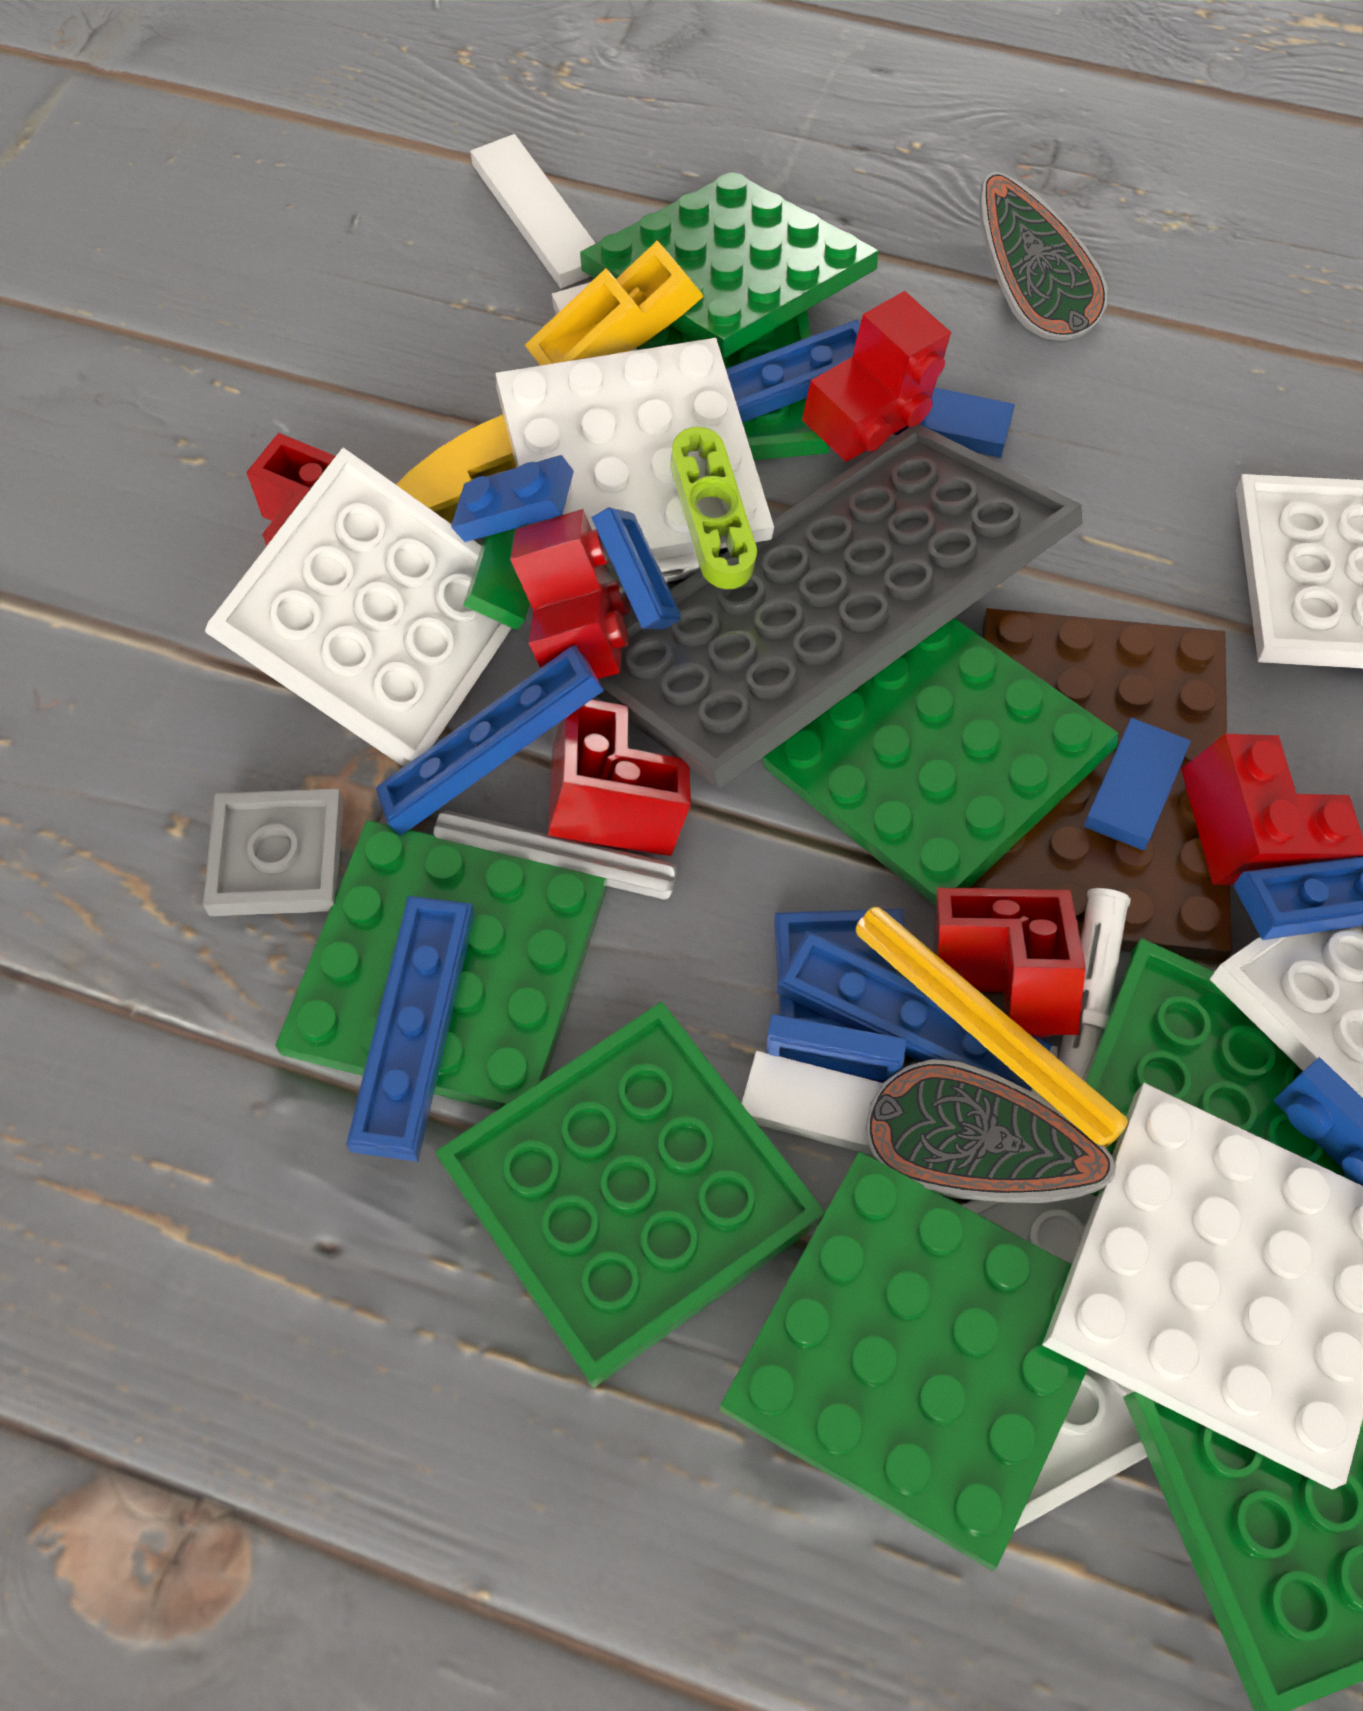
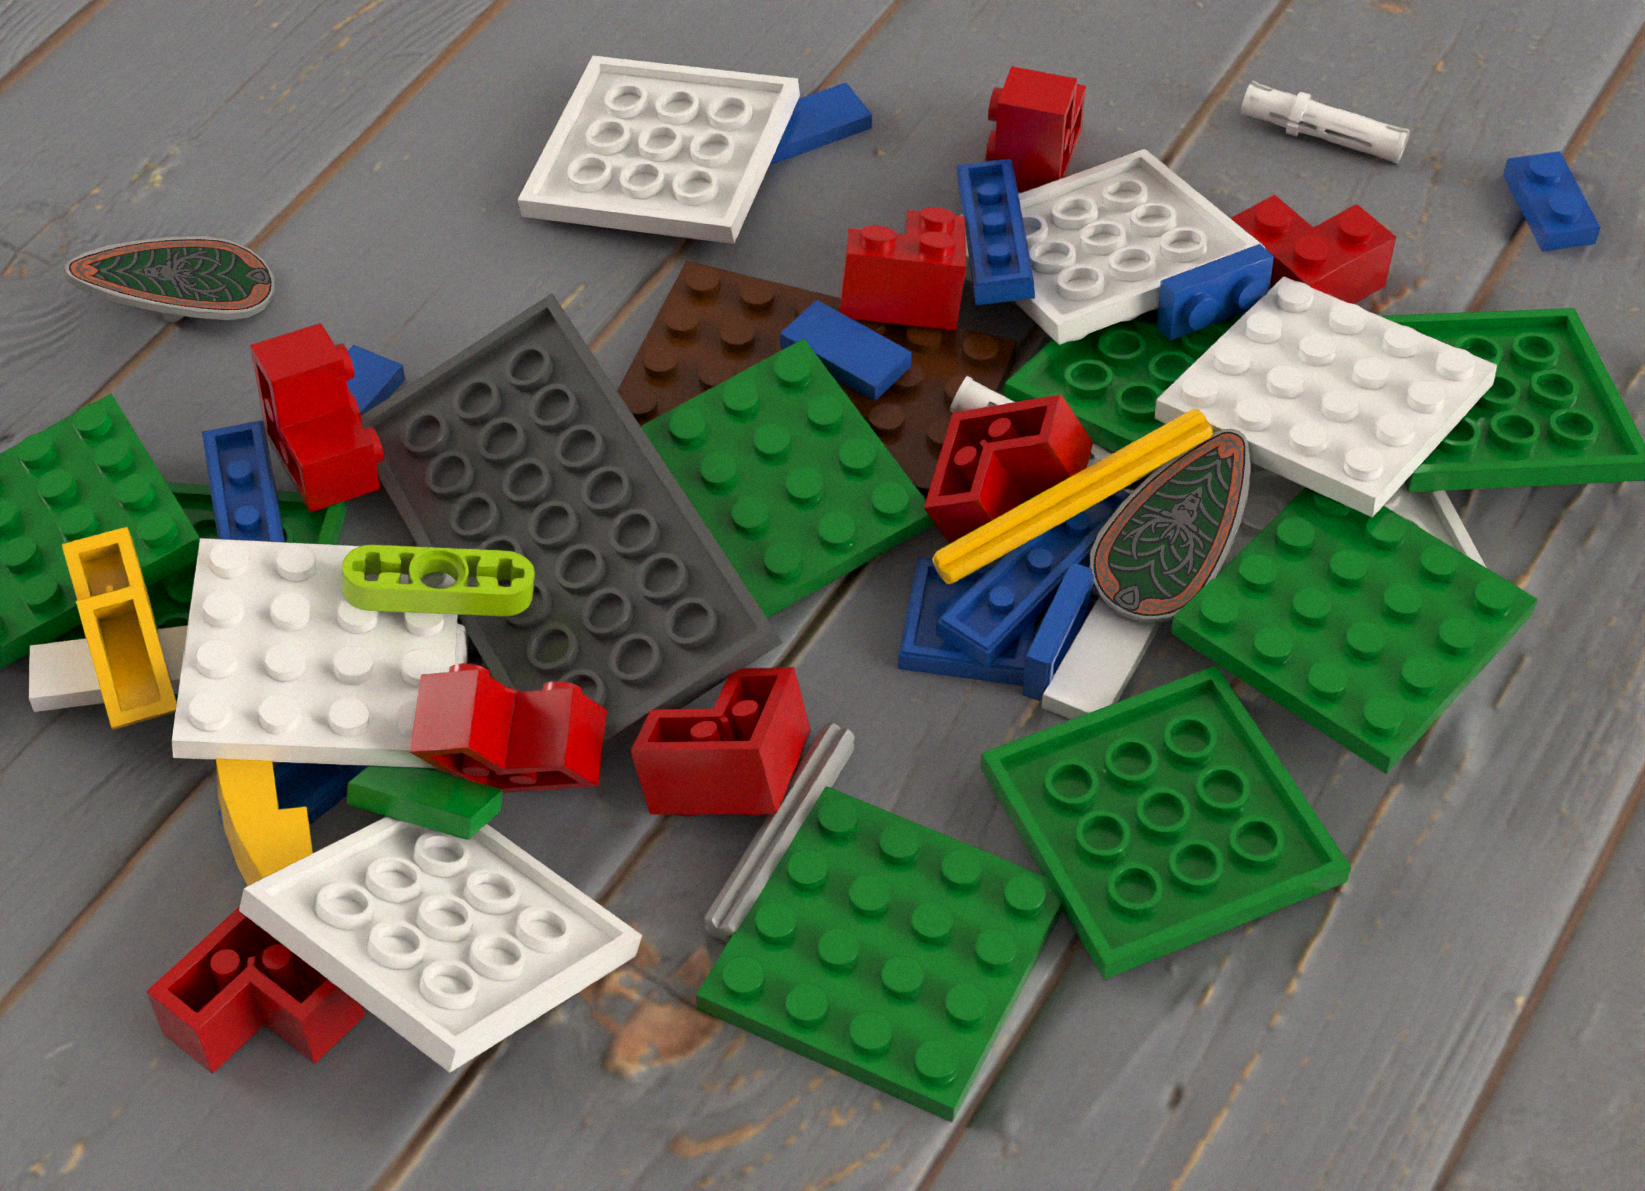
camera: 80 degrees left, 10 degrees down
(274, 852) = (712, 1091): light grey plate -> none
(411, 1029) = (970, 961): blue tile -> none
(488, 739) = (652, 844): blue tile -> none
(513, 498) = (364, 750): blue plate -> none
(636, 568) = (499, 655): blue tile -> none

